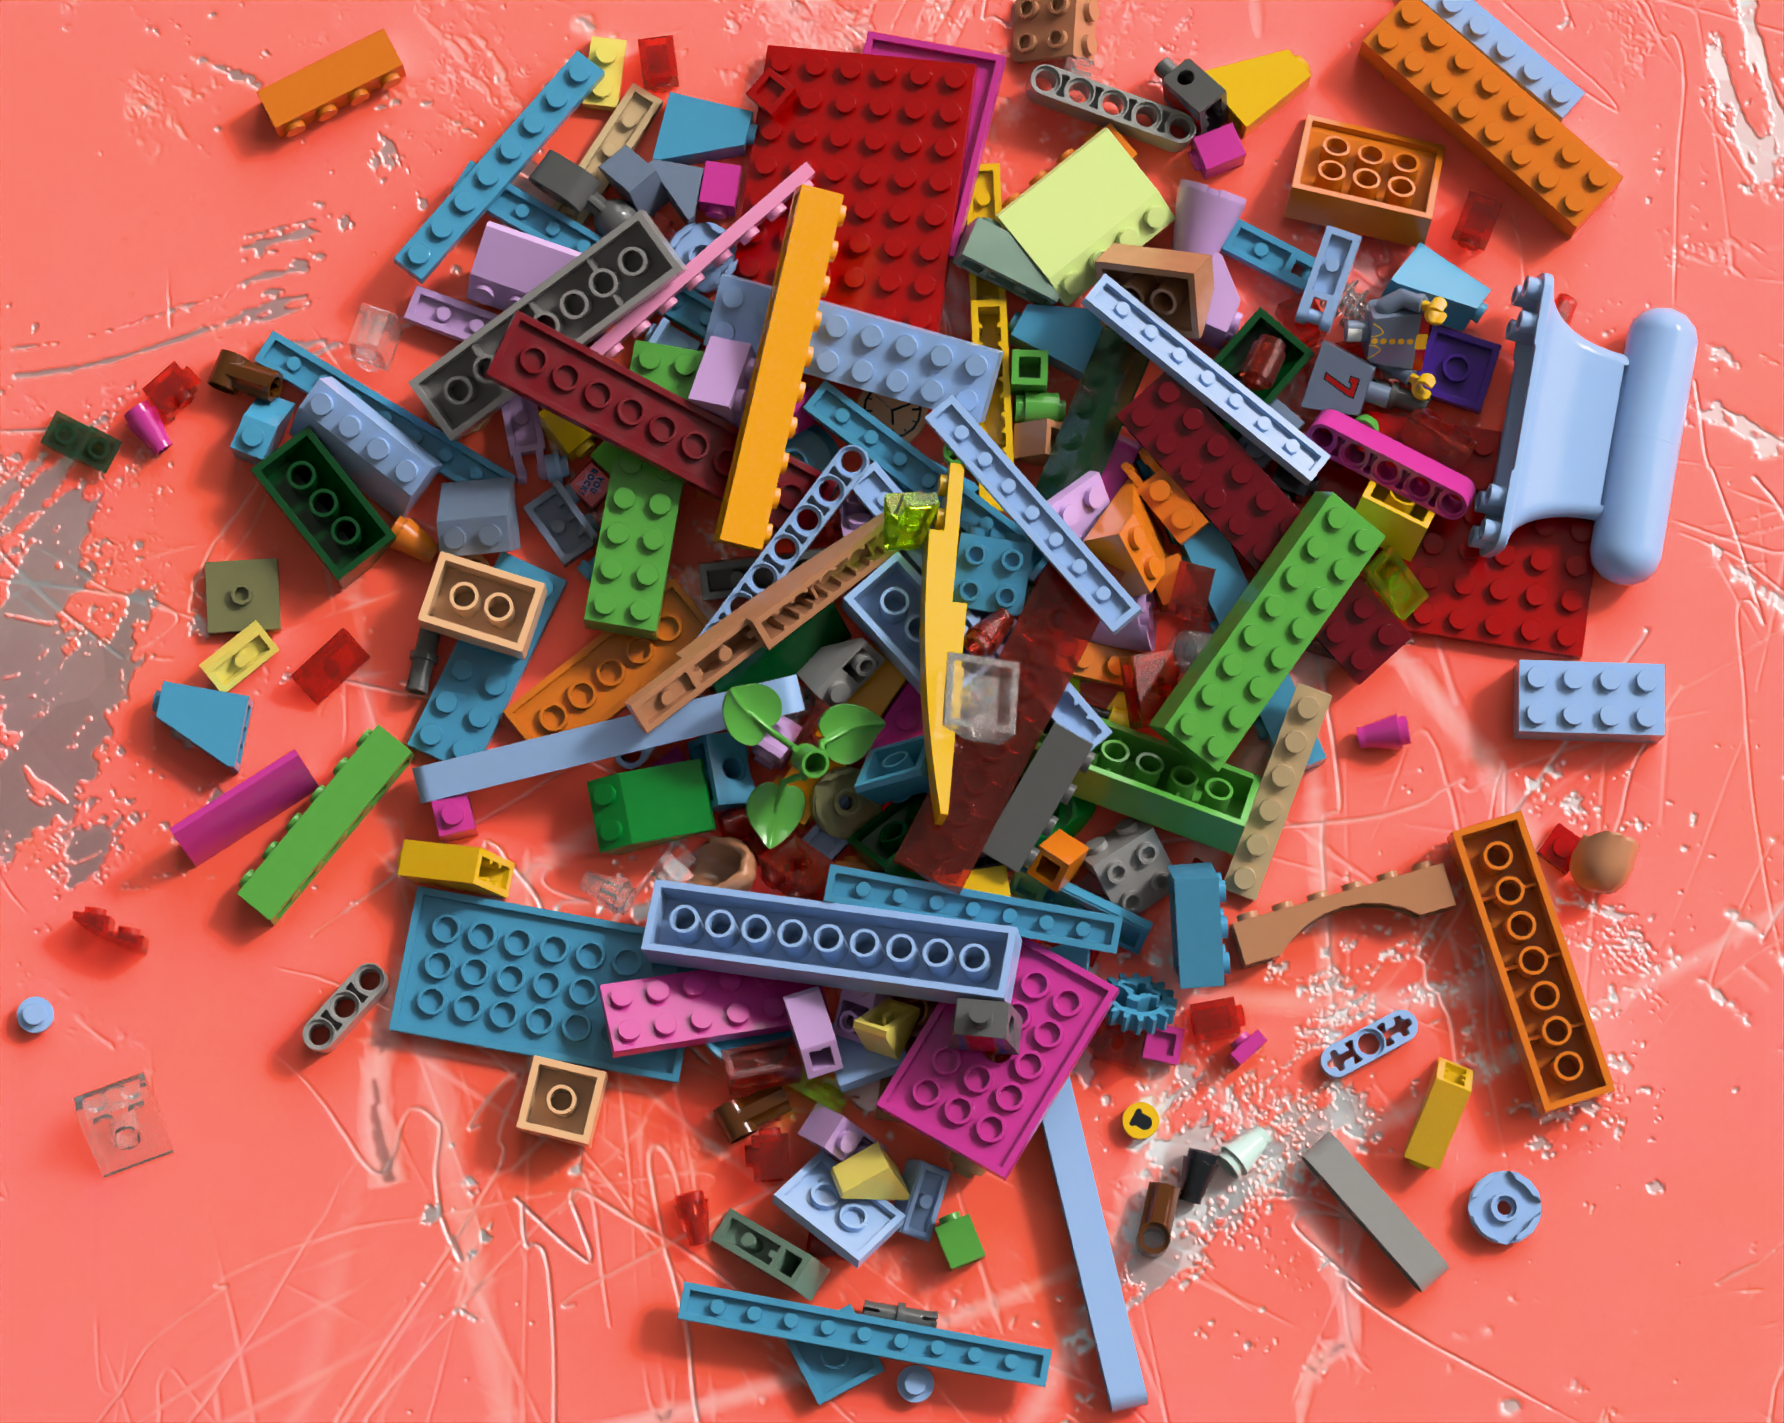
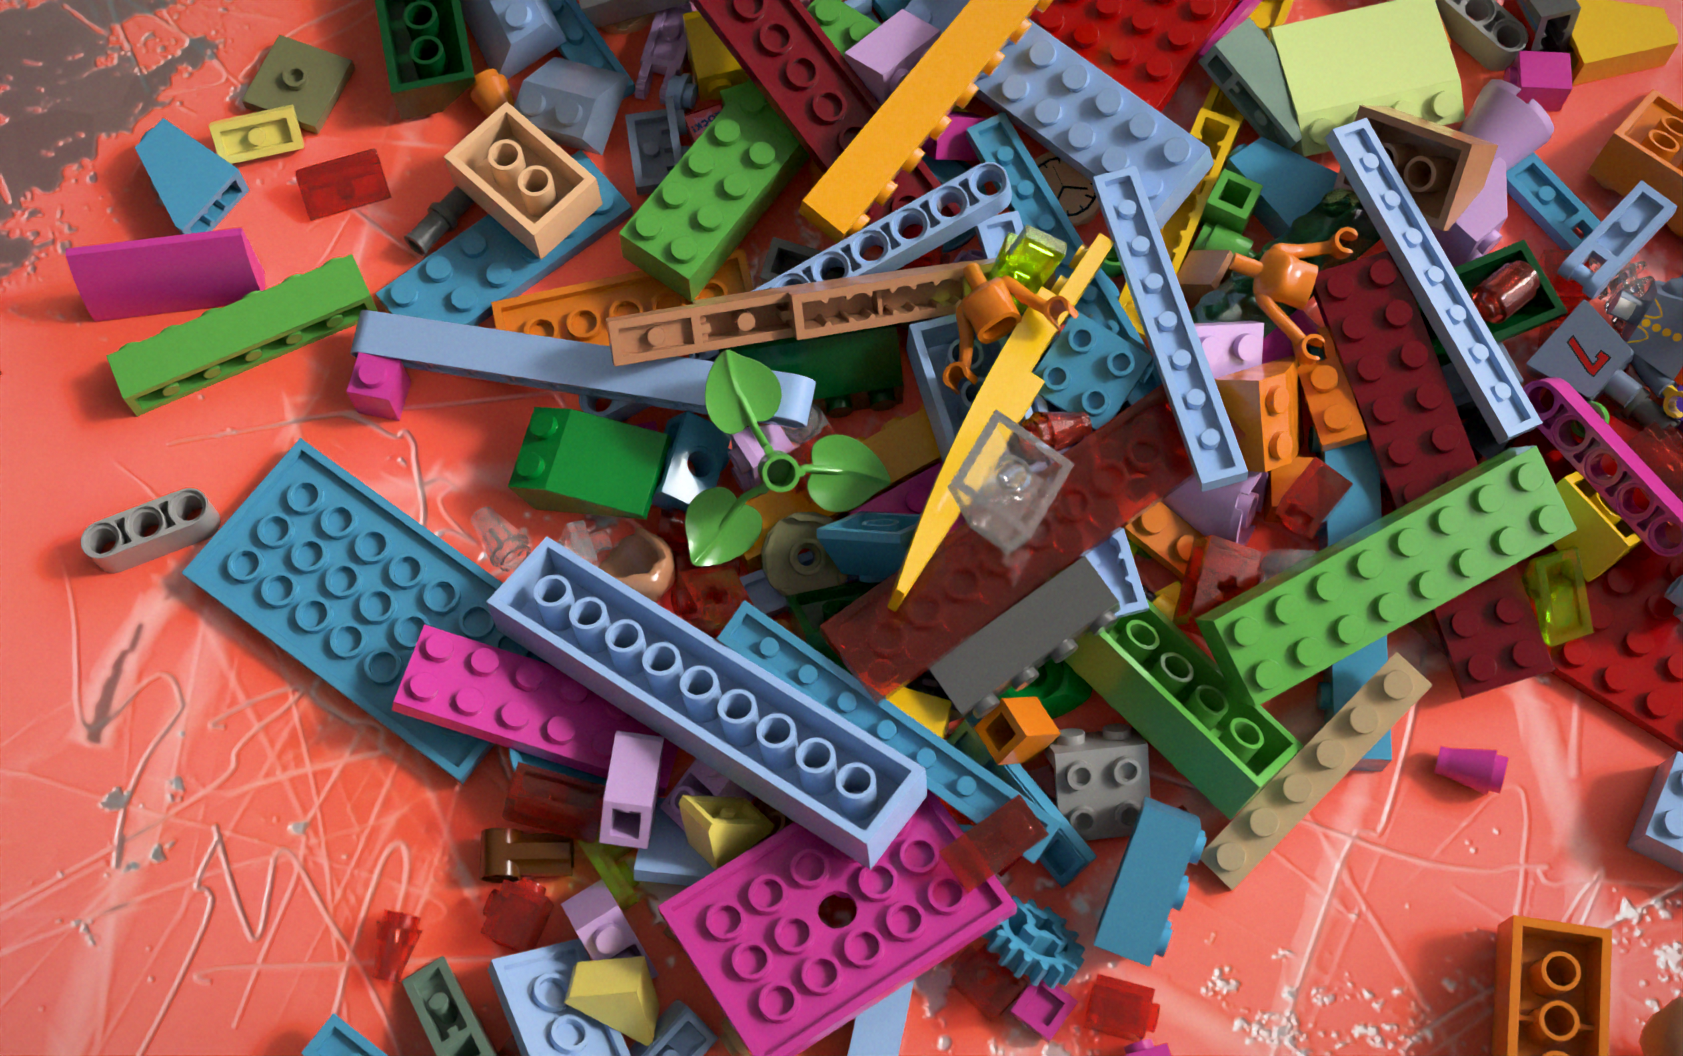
camera: 30 degrees right, 10 degrees down
(456, 867) = (352, 438): yellow slope -> none
(562, 1101) = (318, 738): light nougat brick -> none
(840, 670) = (874, 409): light grey slope -> none
(903, 567) = (993, 316): none -> orange piece
(985, 1026) = (825, 871): dark grey torso -> none
(1084, 954) = (993, 844): none -> clear red plate
(1103, 431) = (1290, 281): none -> orange piece
(1414, 894) = (1432, 972): nougat arch -> none
(1559, 847) = (1636, 1002): red plate -> none

